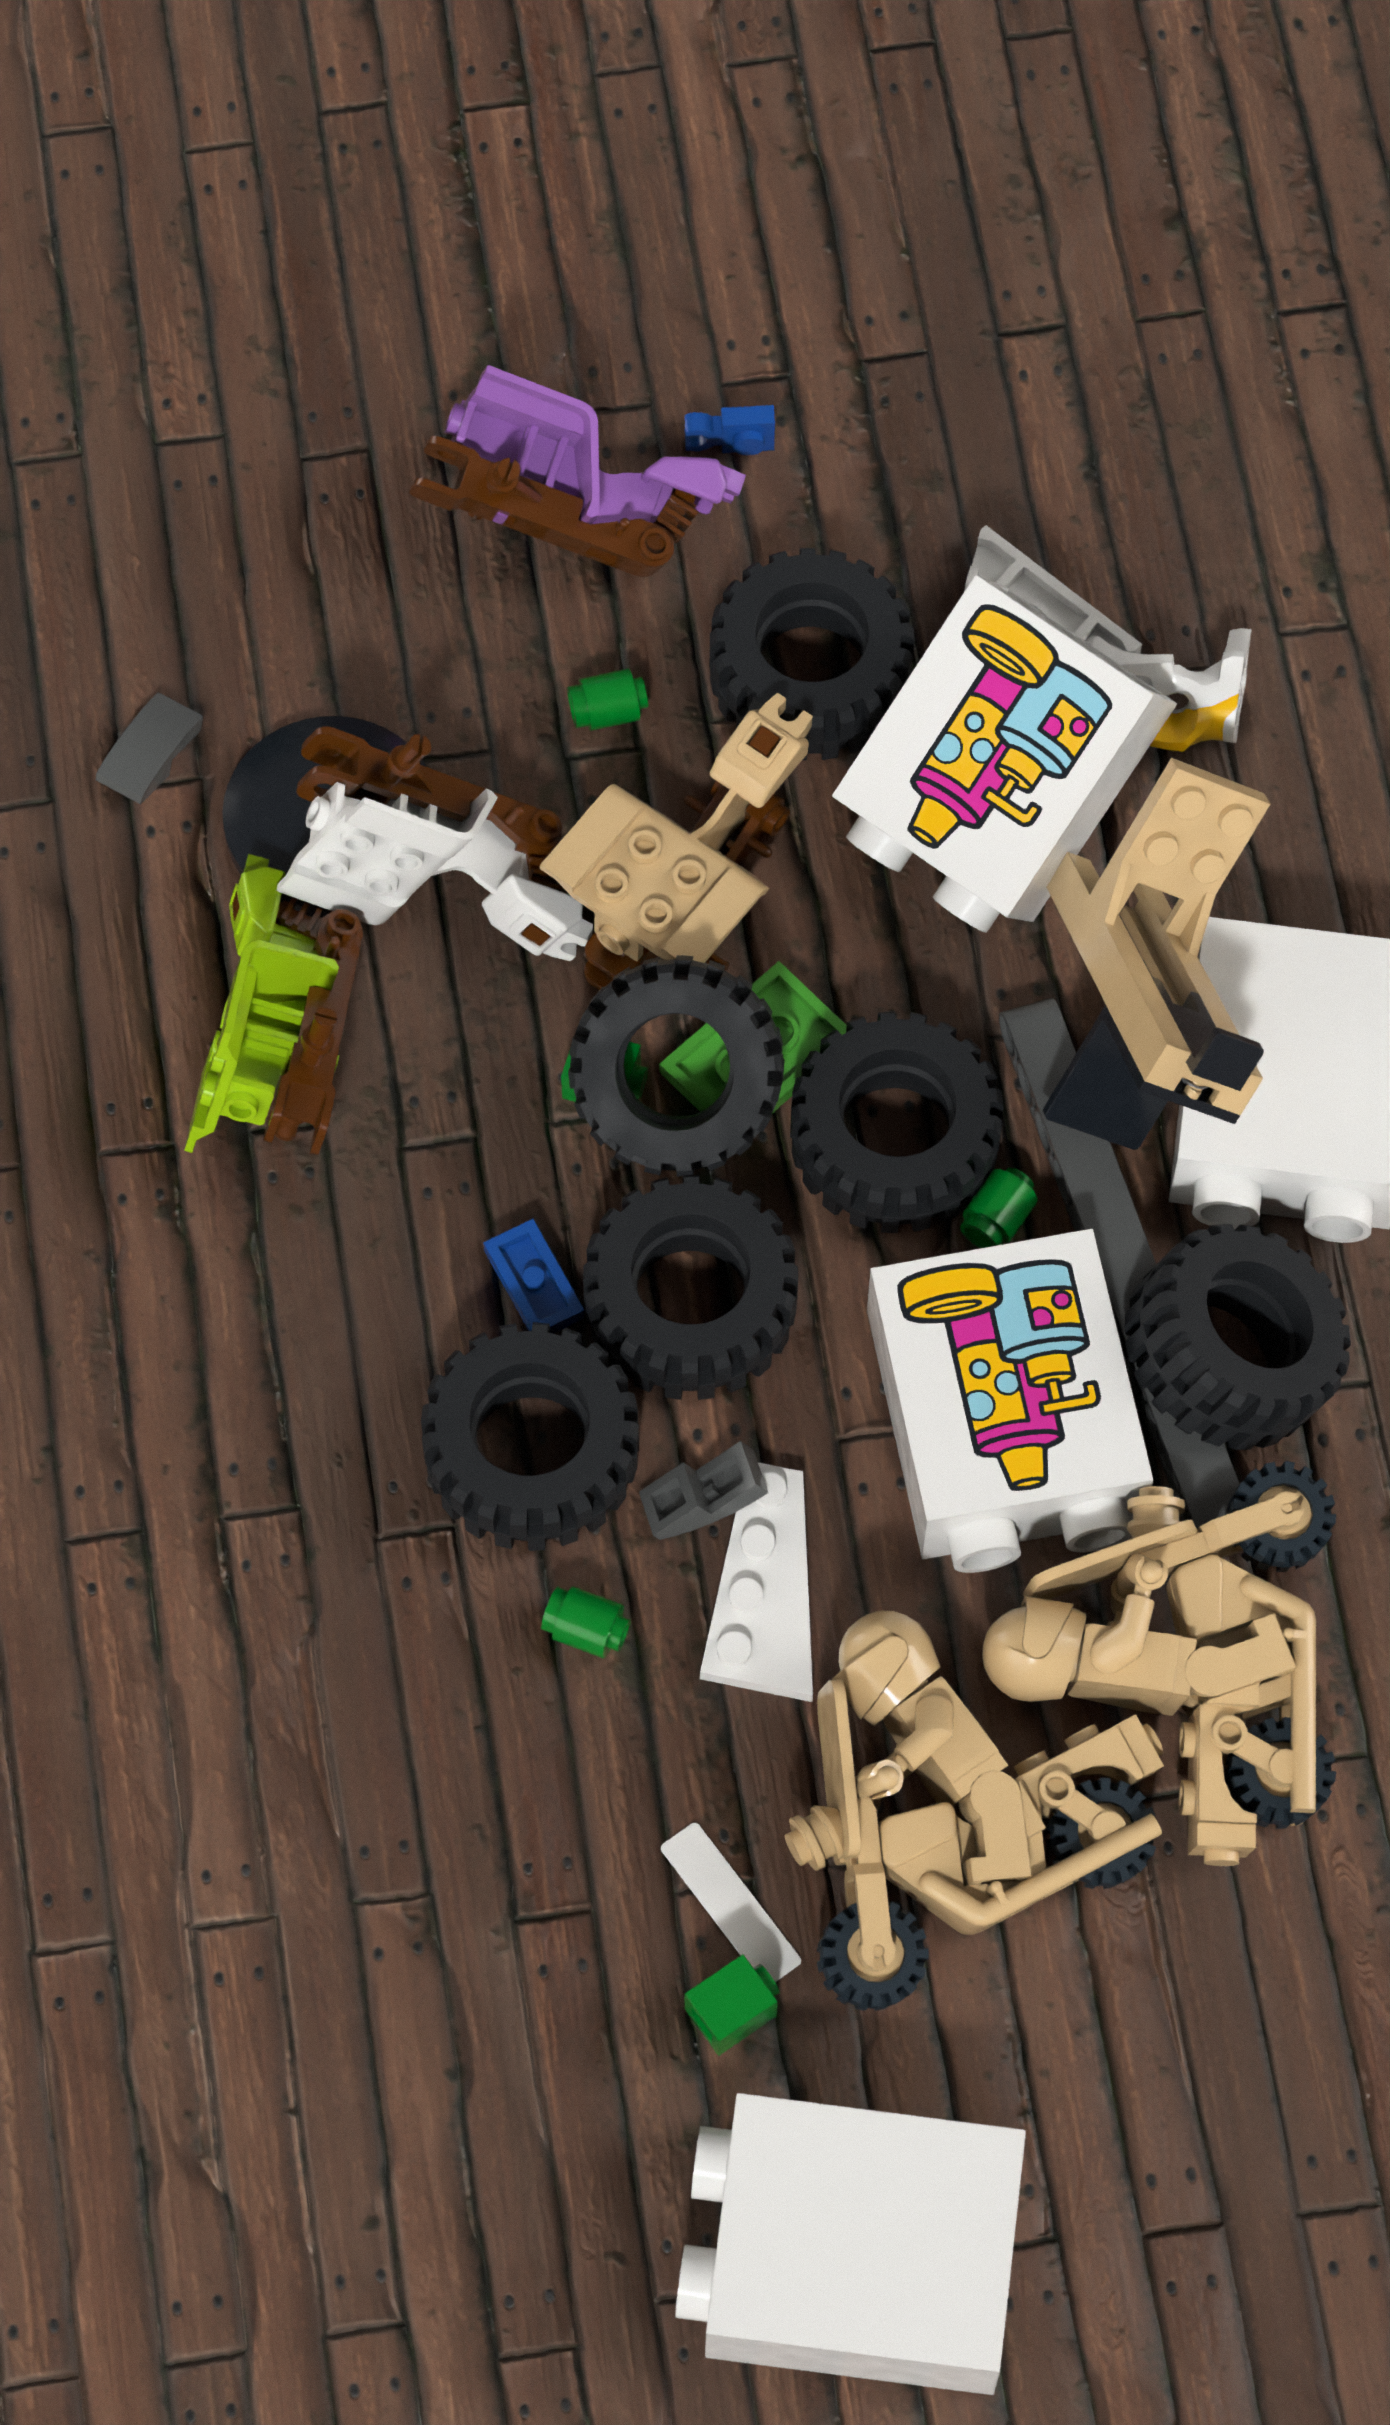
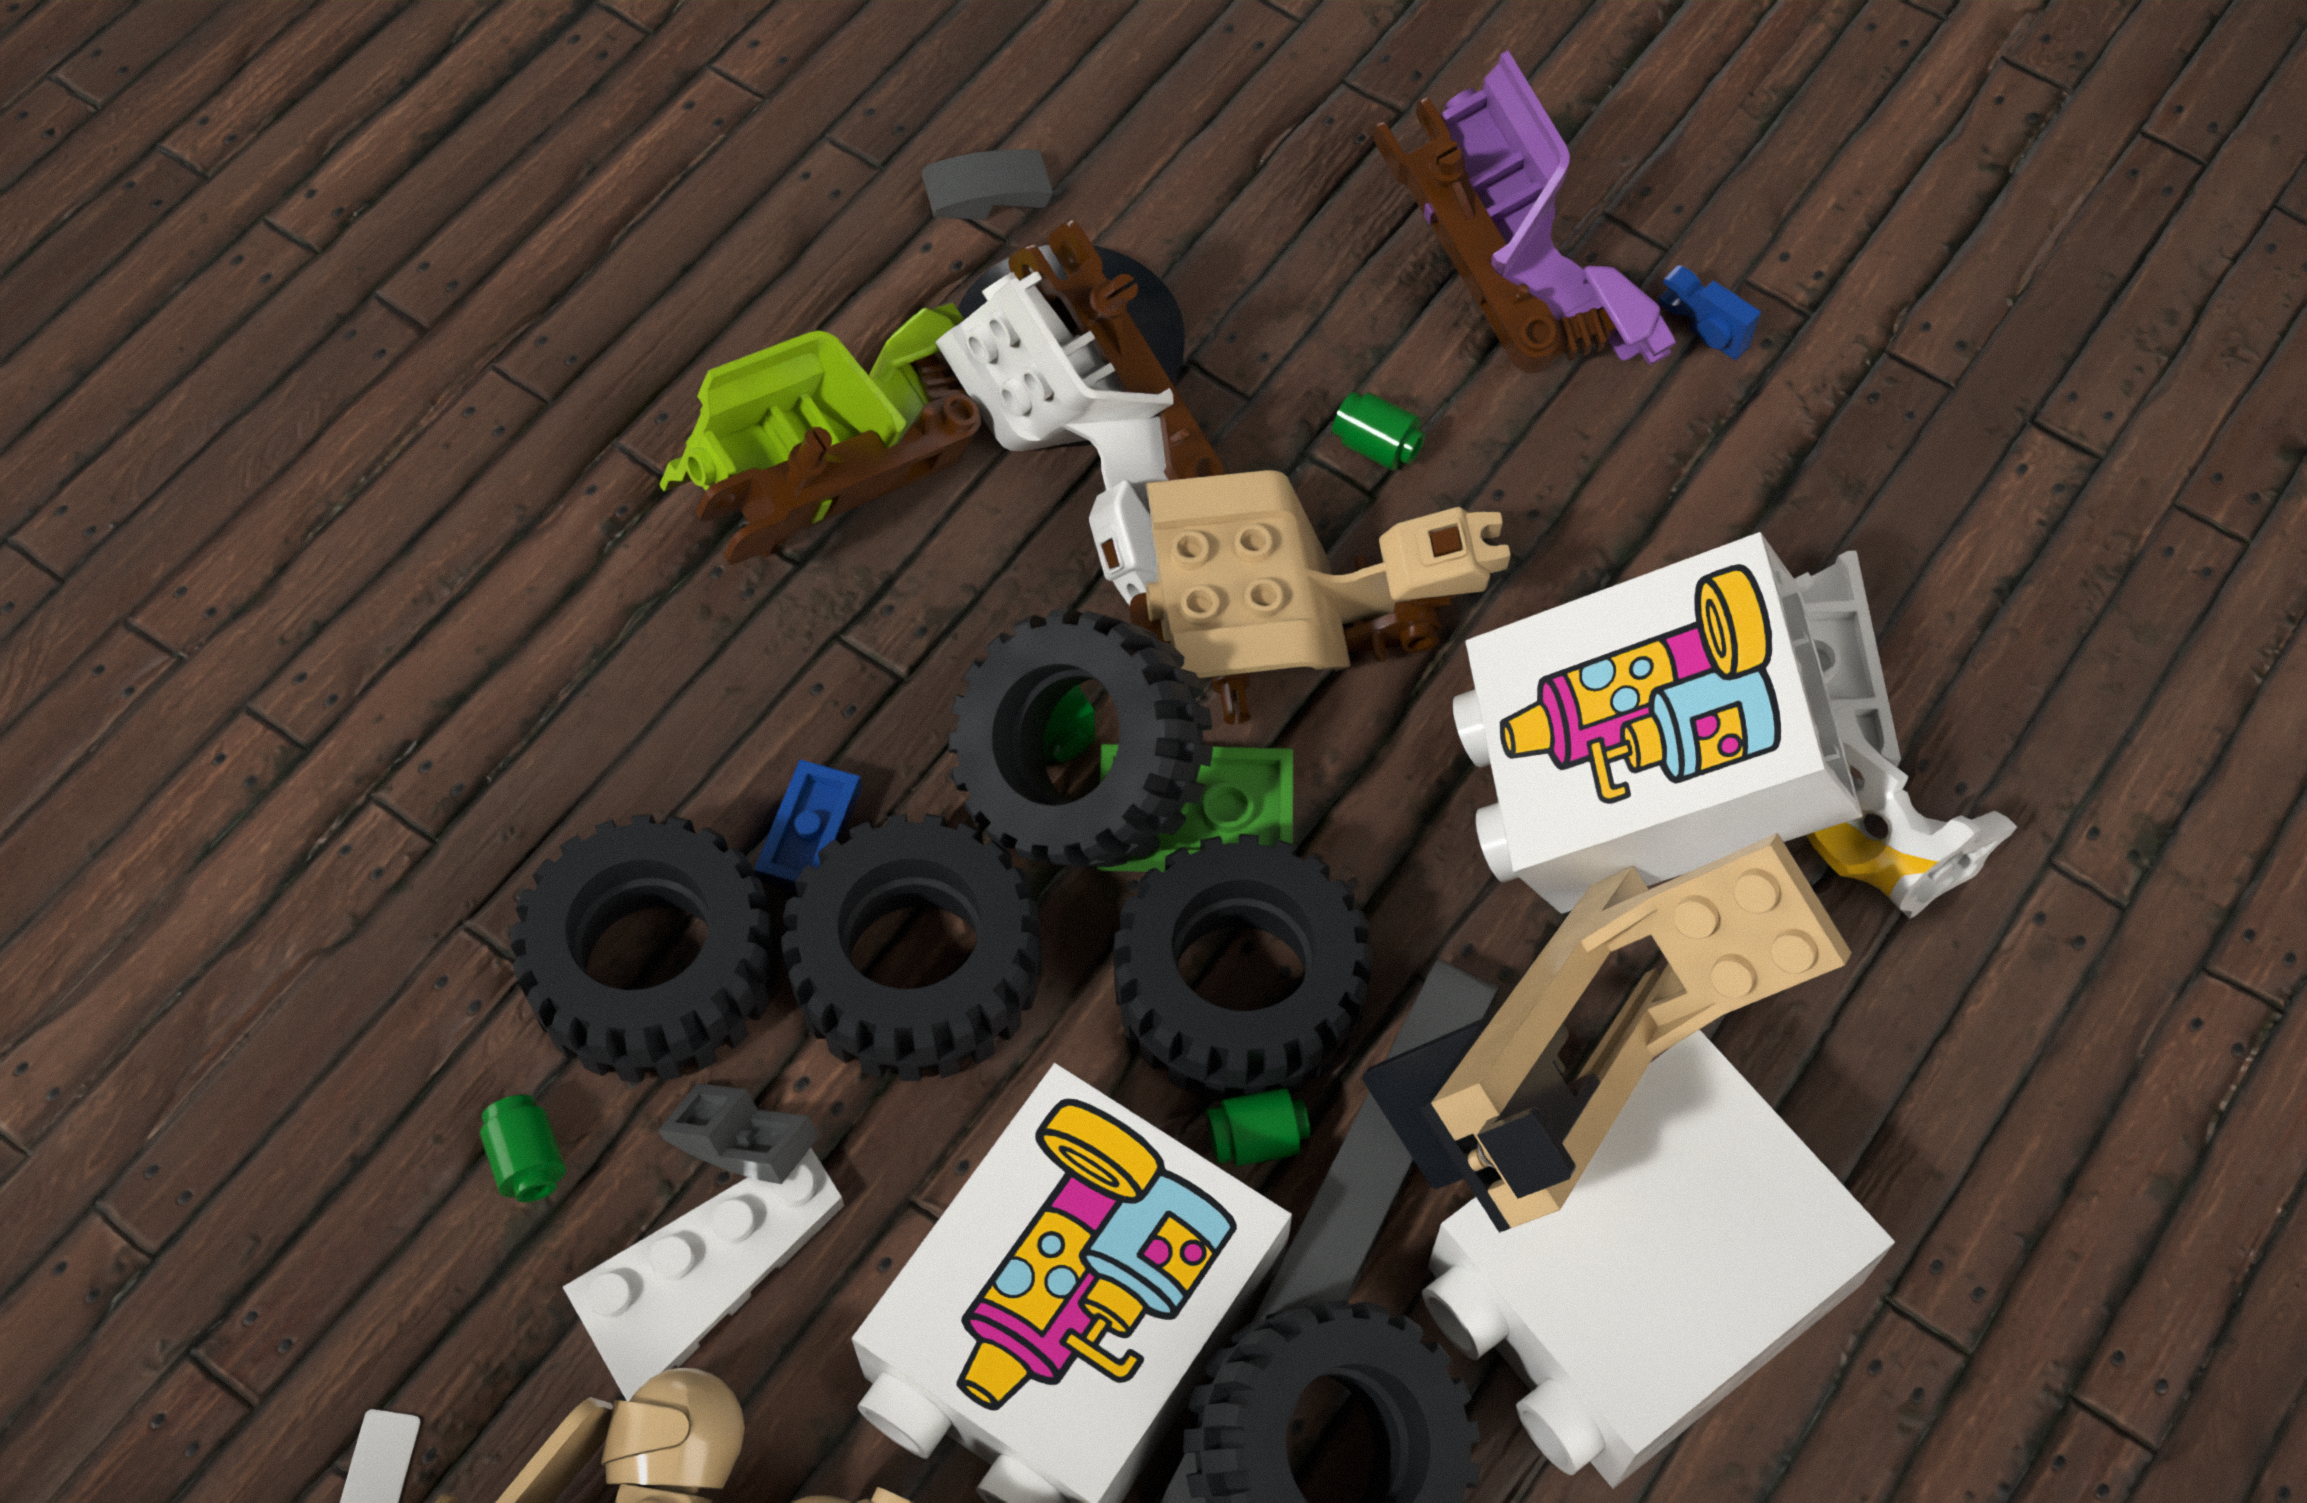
camera: 45 degrees right, 5 degrees down
(824, 595) = (1595, 462): black tyre -> none

